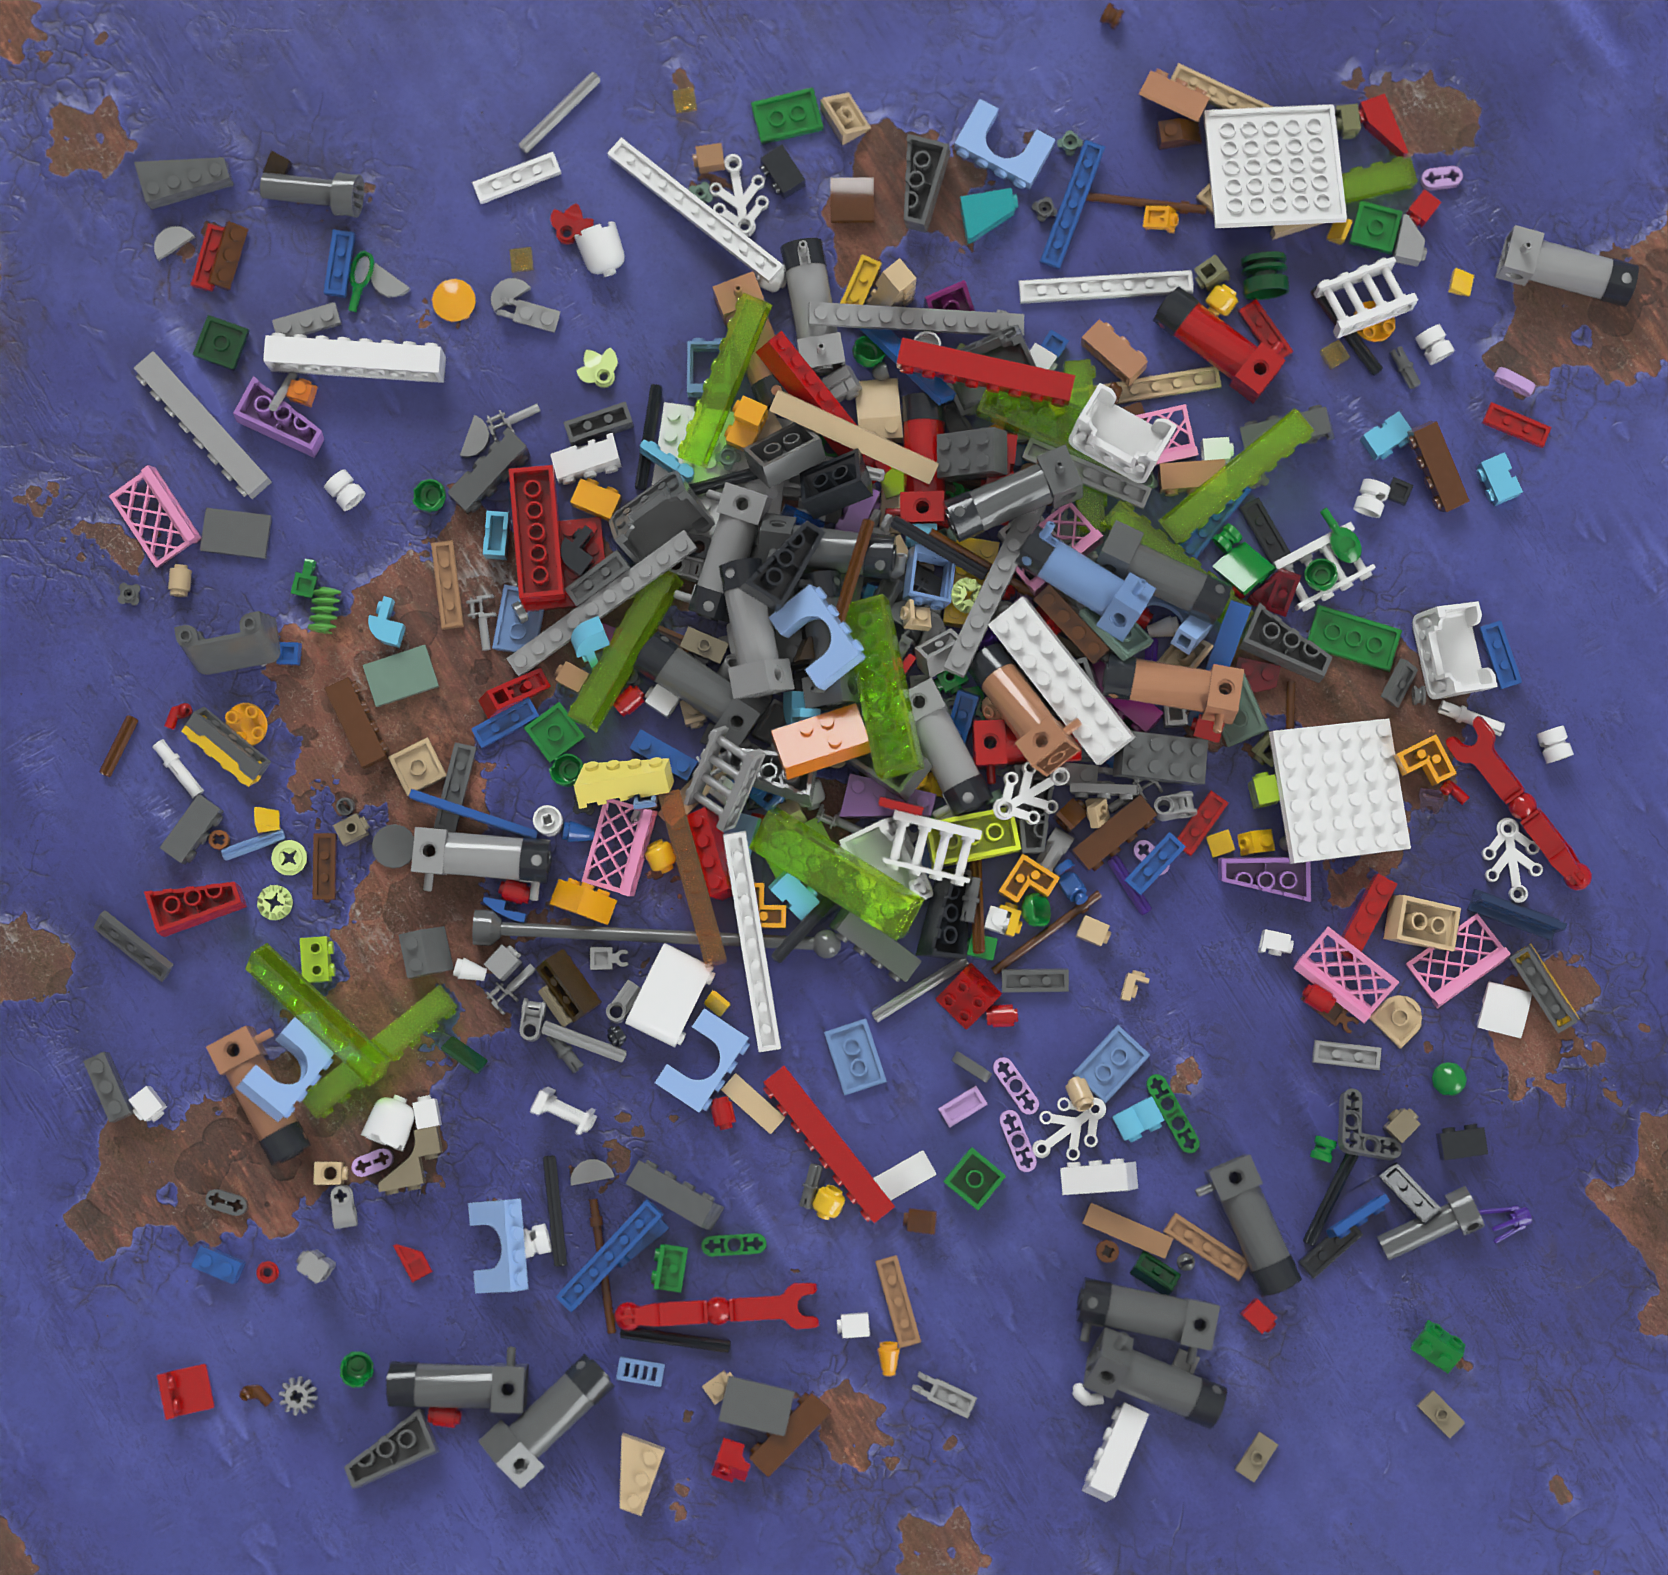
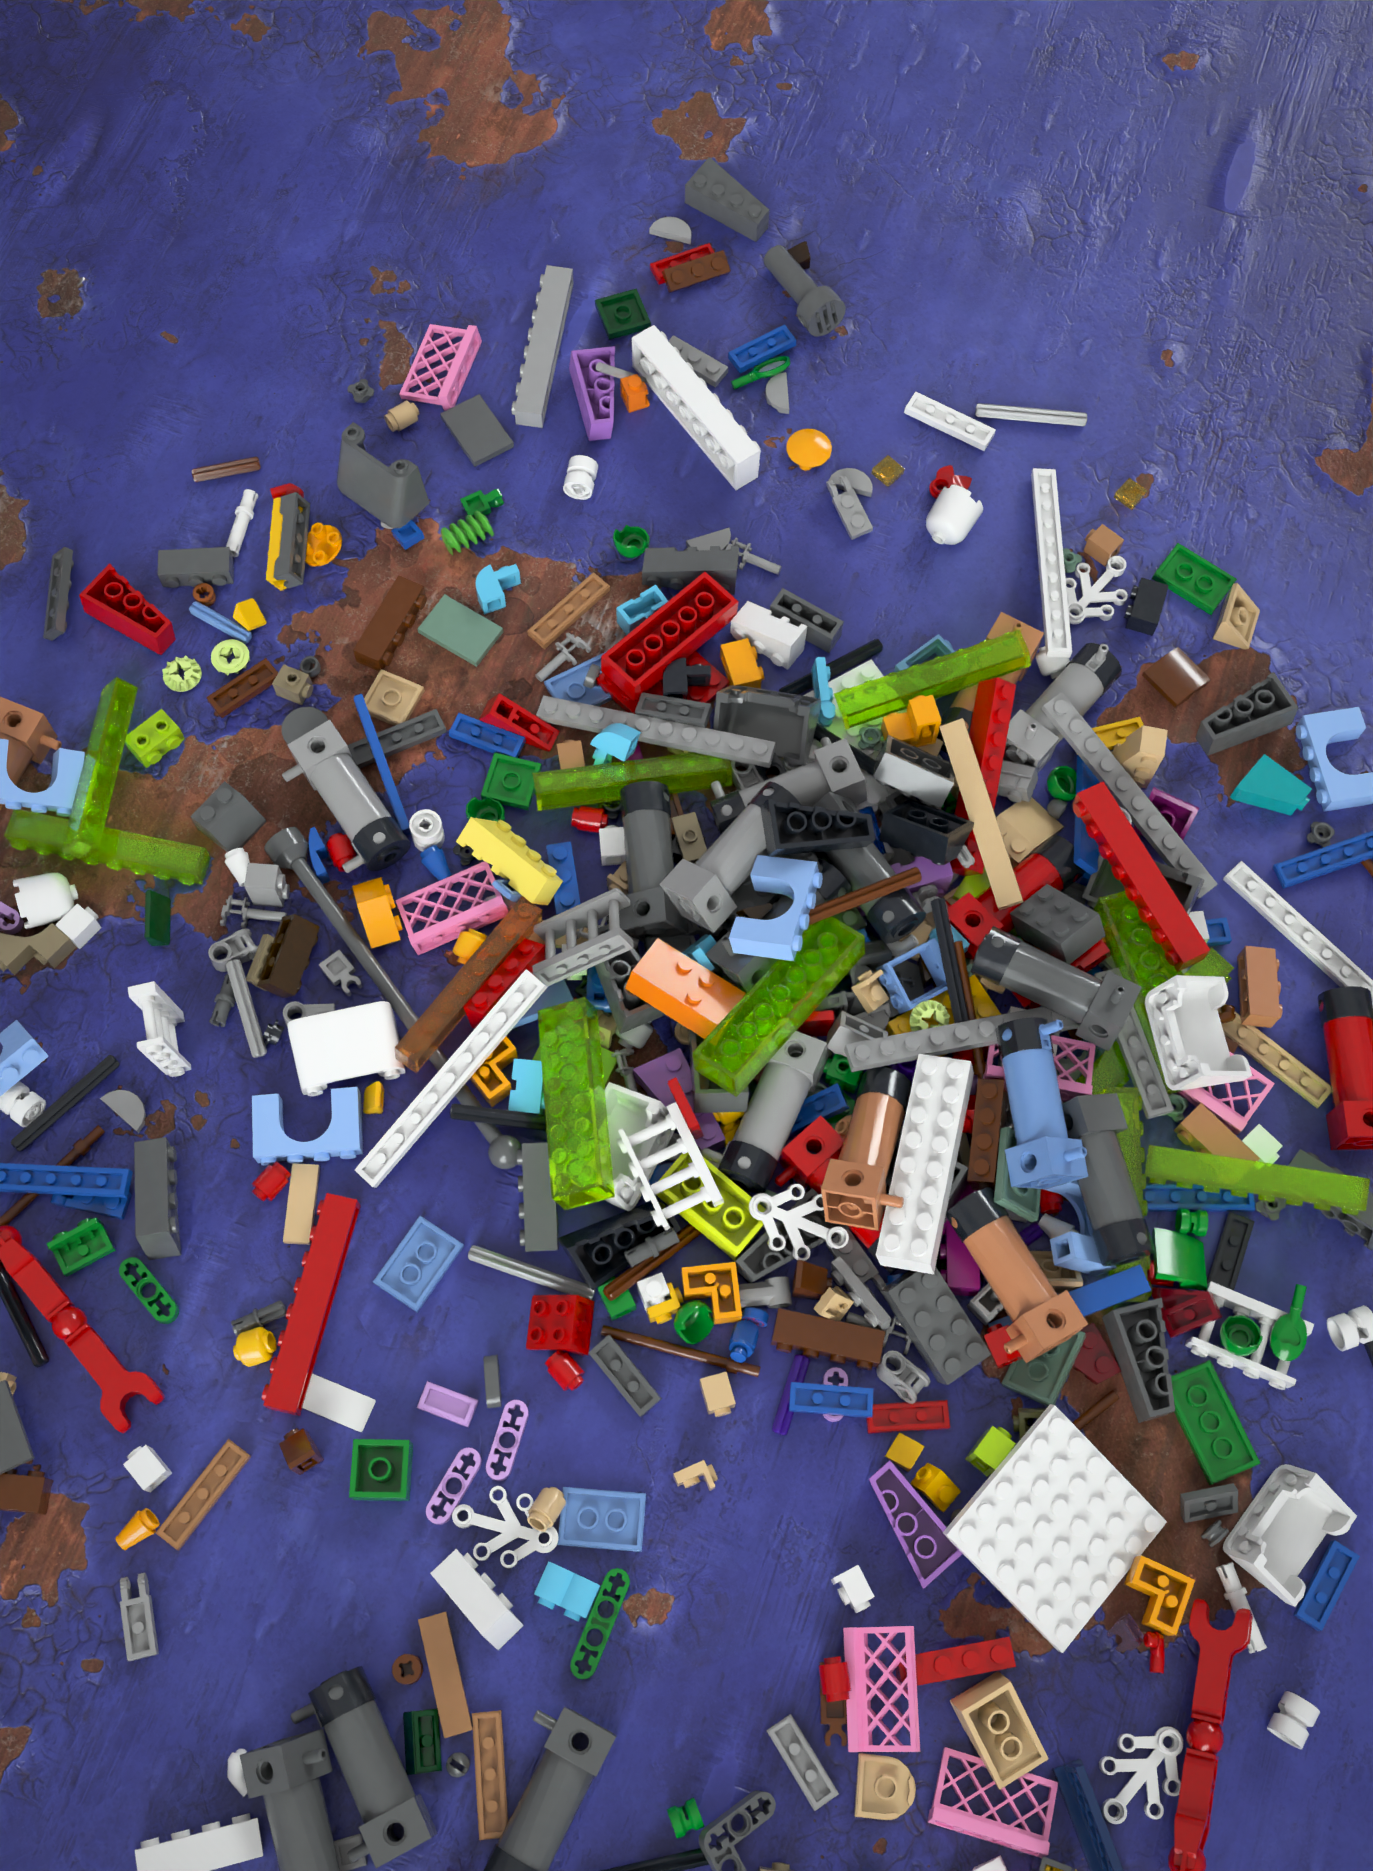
camera: 50 degrees right, 15 degrees down
(598, 365) = (854, 589): yellowish green plate -> none

